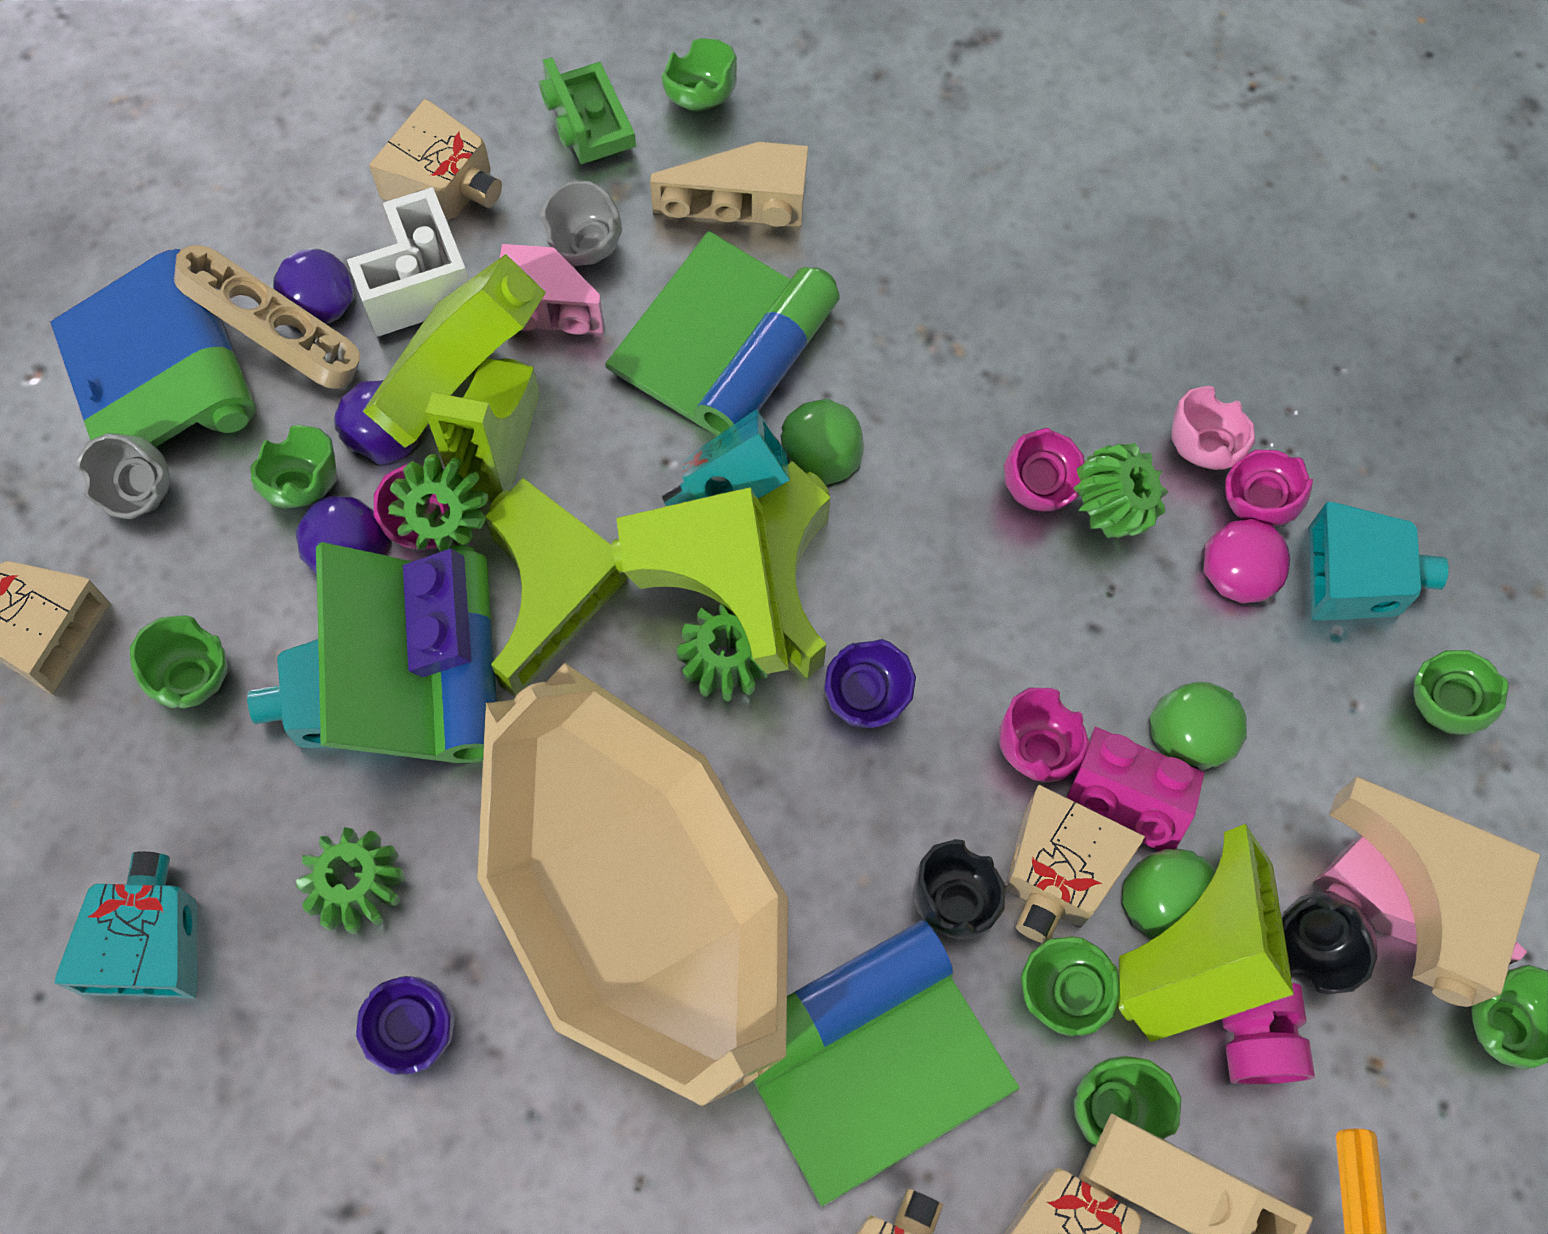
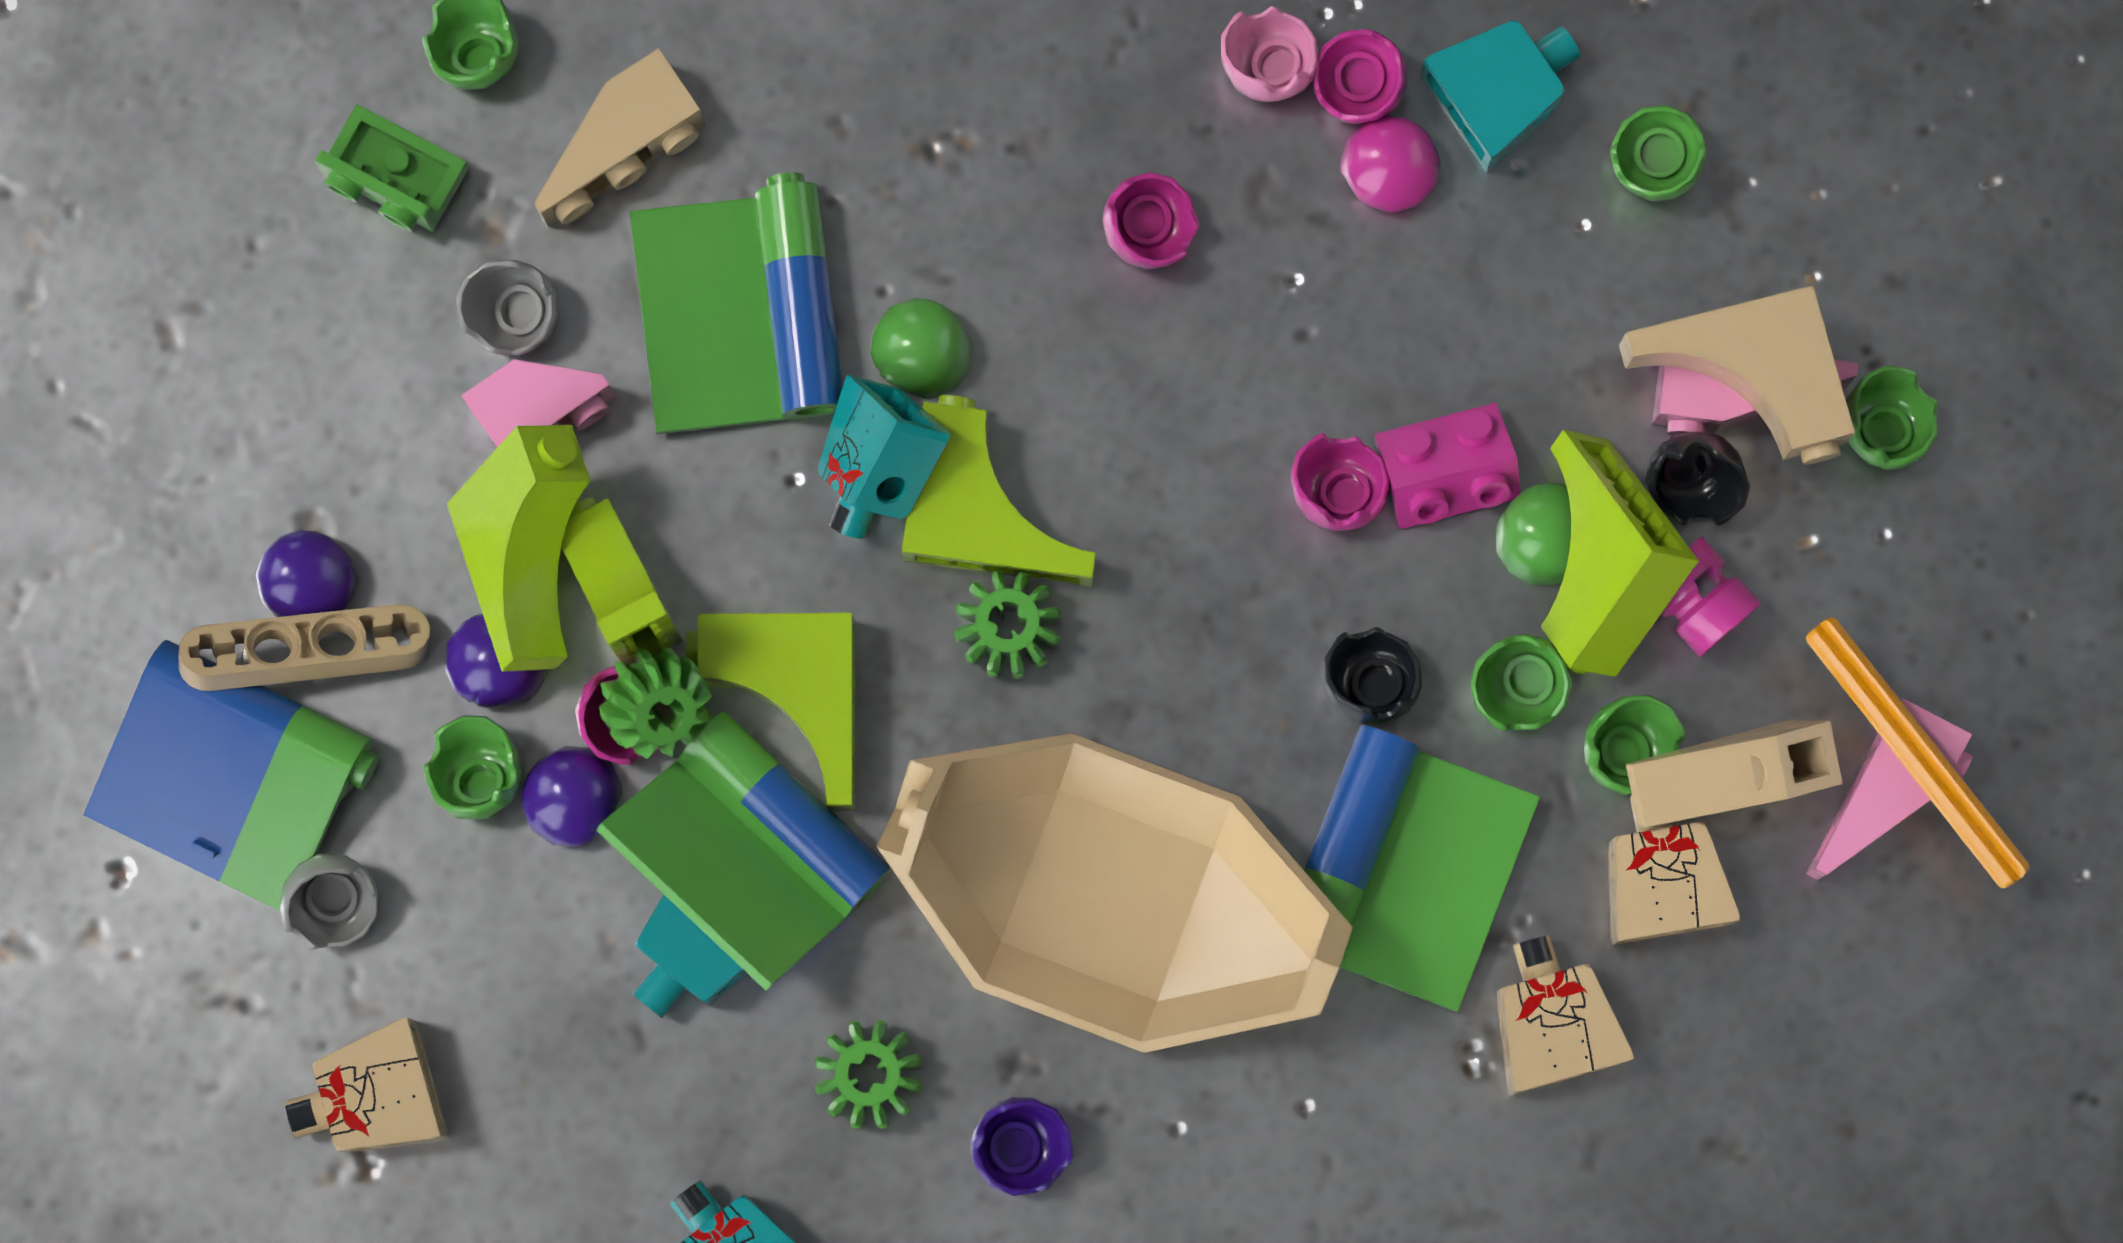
camera: 35 degrees left, 15 degrees up
(178, 661) = (549, 1021): bright green hair -> none
(414, 274) = (408, 482): white brick -> none
(436, 613) = (740, 798): dark purple plate -> none
(439, 154) = (302, 353): tan torso -> none
(712, 549) = (944, 550): lime arch -> none
(869, 683) = (1157, 555): dark purple hair -> none
(1065, 862) = (1439, 581): tan torso -> none
(1120, 490) = (1234, 189): bright green gear -> none
(1199, 724) = (1460, 360): bright green hair -> none

